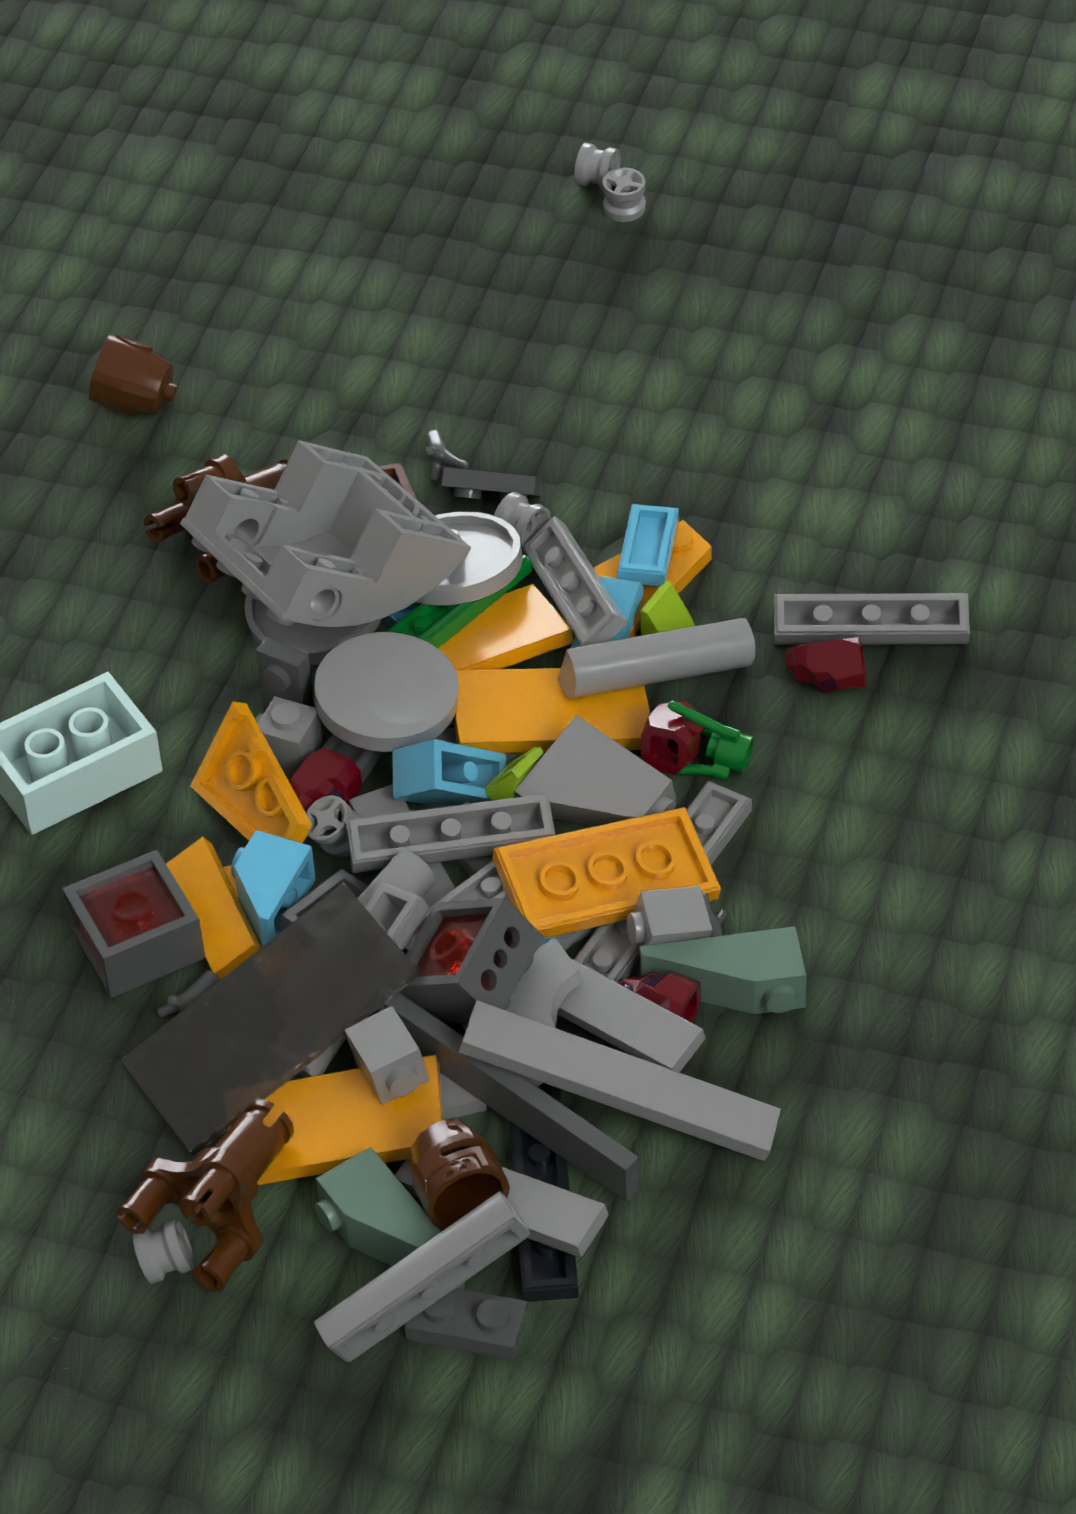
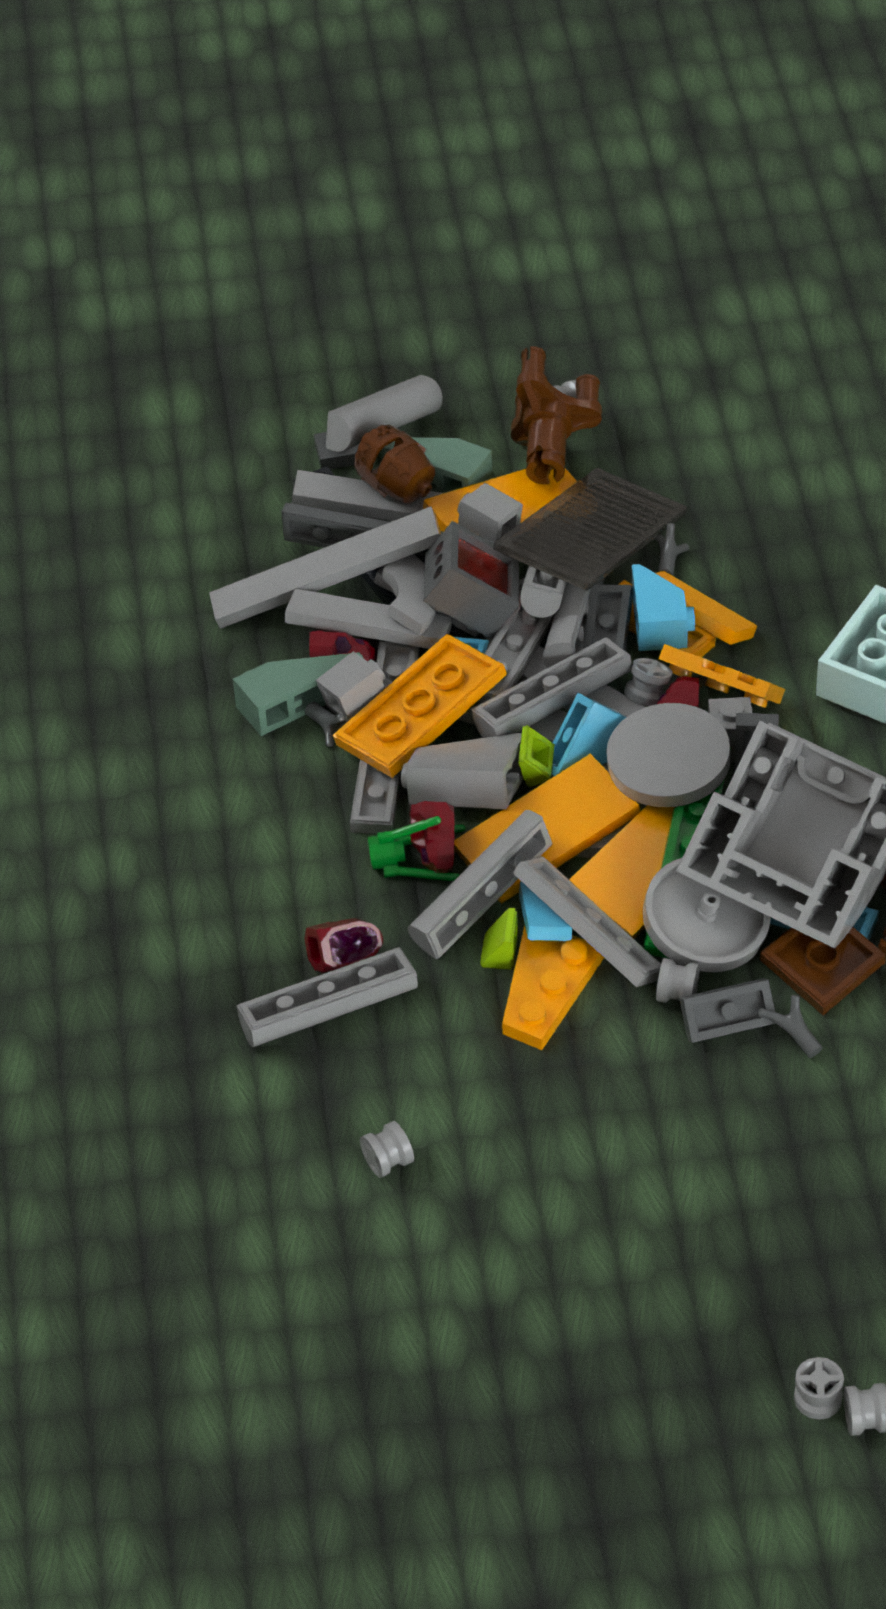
camera: 155 degrees right, 0 degrees up
(134, 923) = (737, 560): dark grey piece -> none
(648, 544) = (549, 982): medium azure tile -> none
(885, 469) = (386, 1149): none -> light grey wheel

